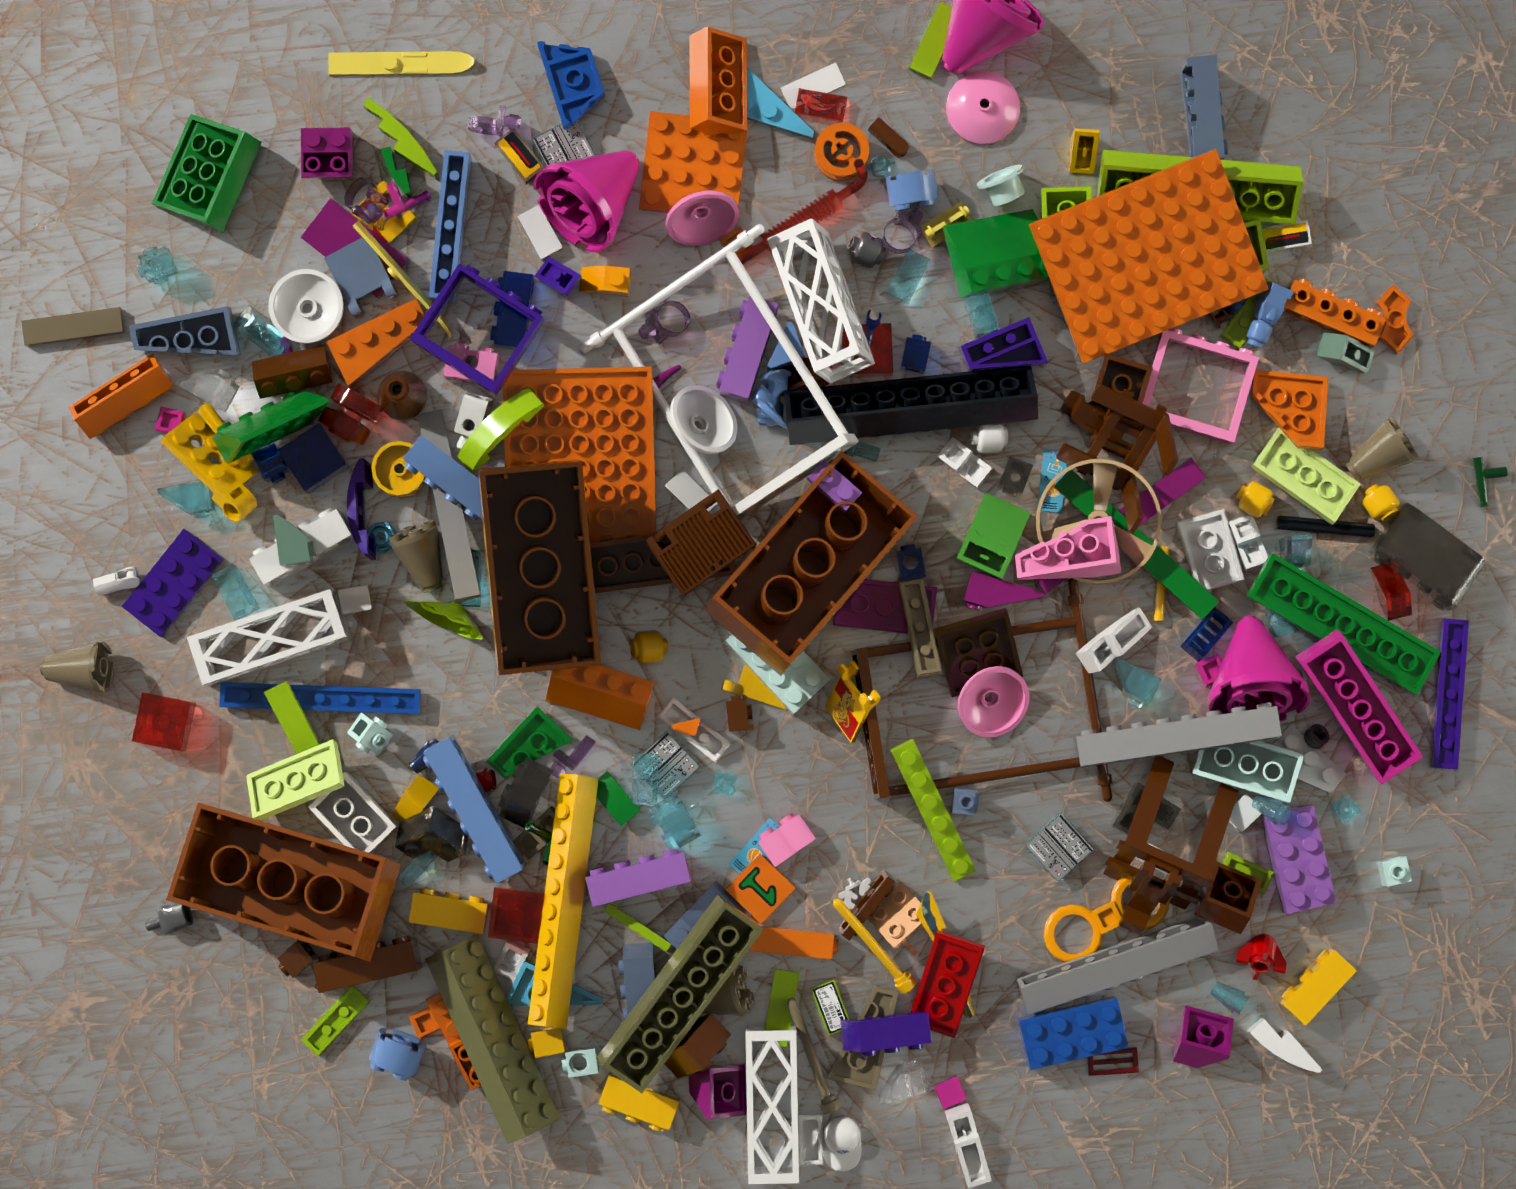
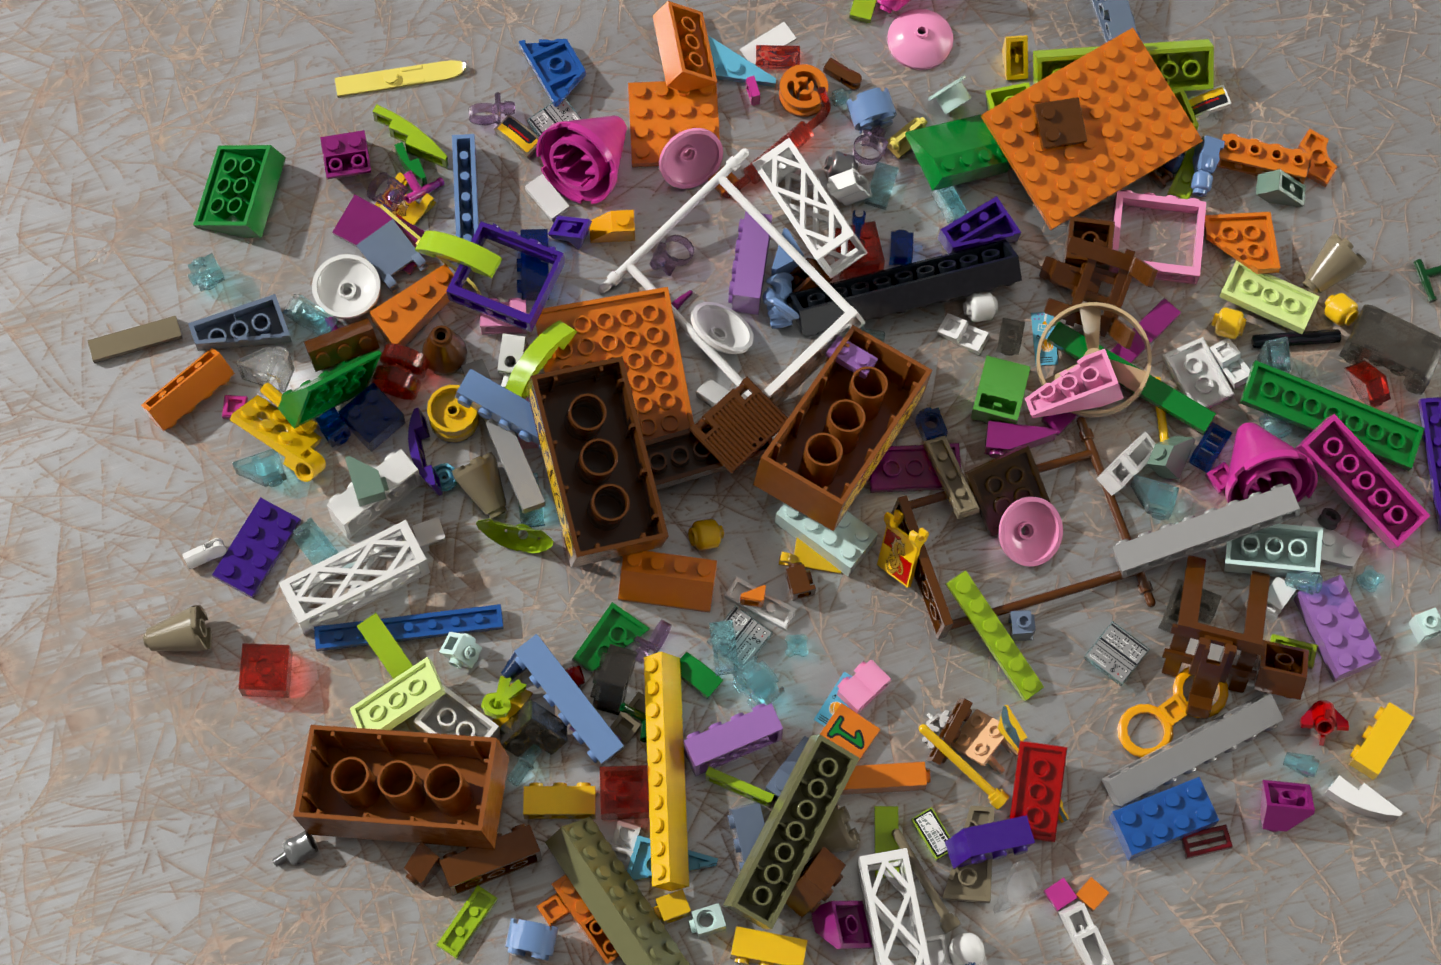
camera: 10 degrees left, 15 degrees down
(397, 803) = (498, 703): none -> lime piece
(430, 296) = (460, 251): none -> lime slope
(785, 143) = (752, 91): none -> dark pink tile
(870, 278) = (849, 187): none -> white brick
(982, 1097) = (1092, 894): none -> orange tile
(1113, 249) = (1060, 123): none -> reddish brown plate
(1161, 639) = (1171, 456): none -> sand green slope

